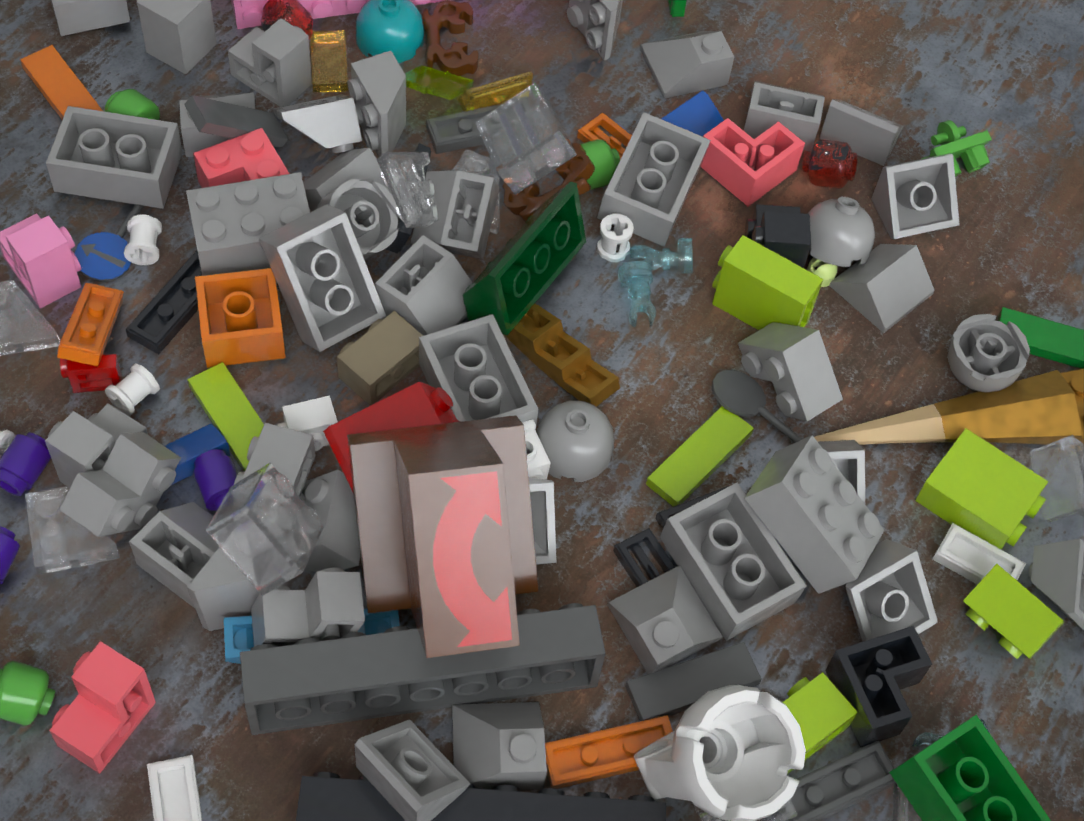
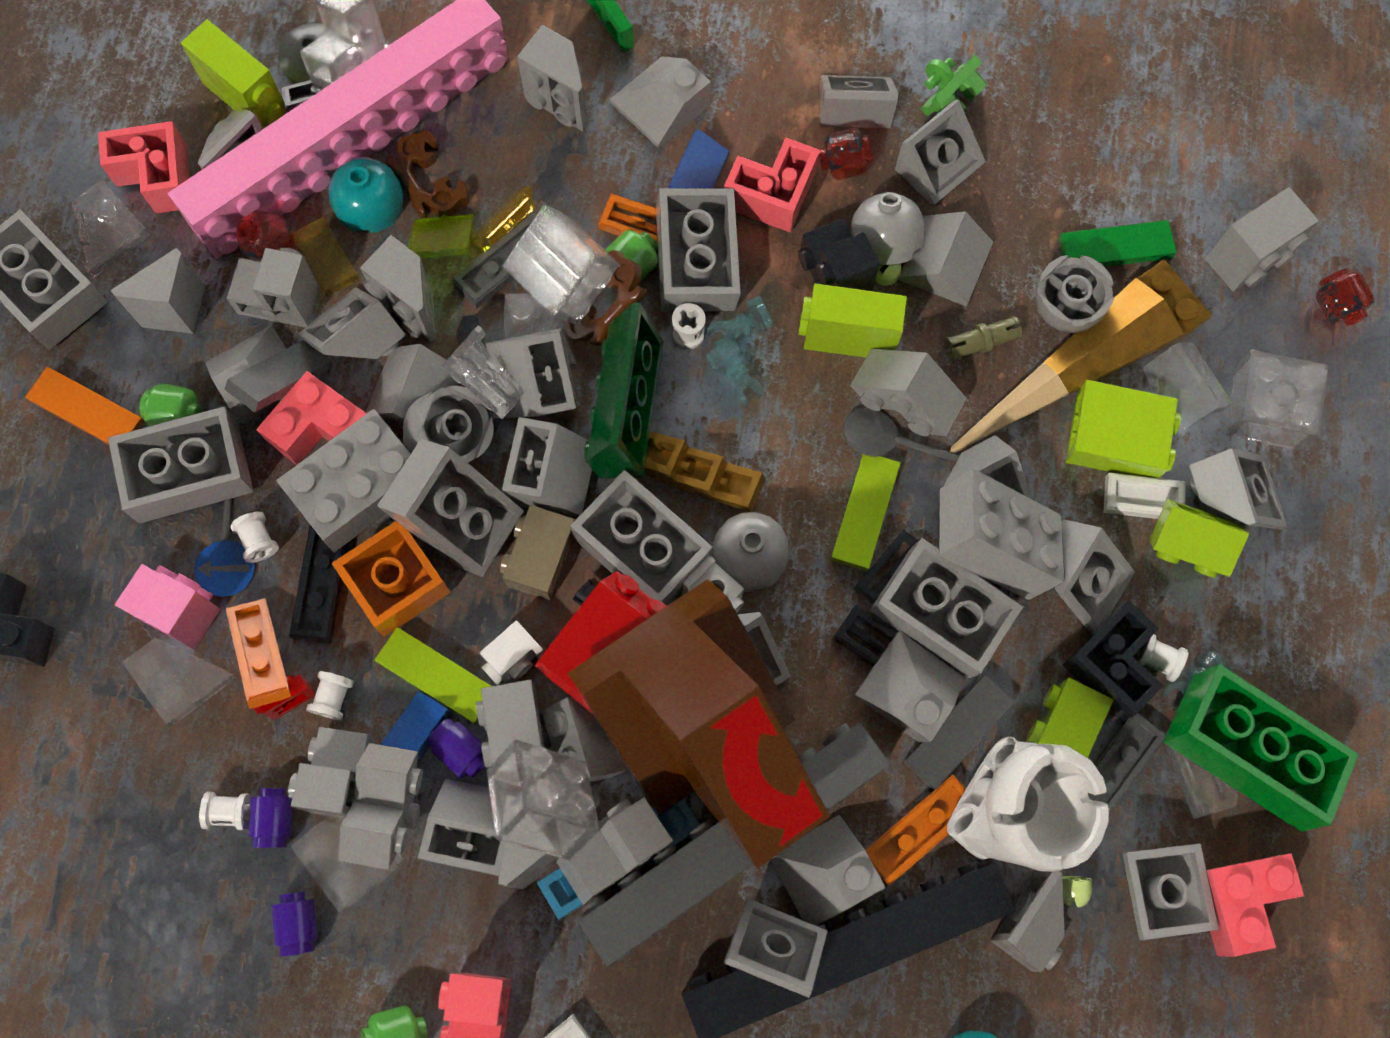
camera: 20 degrees left, 15 degrees up
(791, 107) = (778, 114): light grey slope -> none
(884, 360) = (982, 338): none -> olive pin
(927, 704) = (1162, 658): none -> white bush

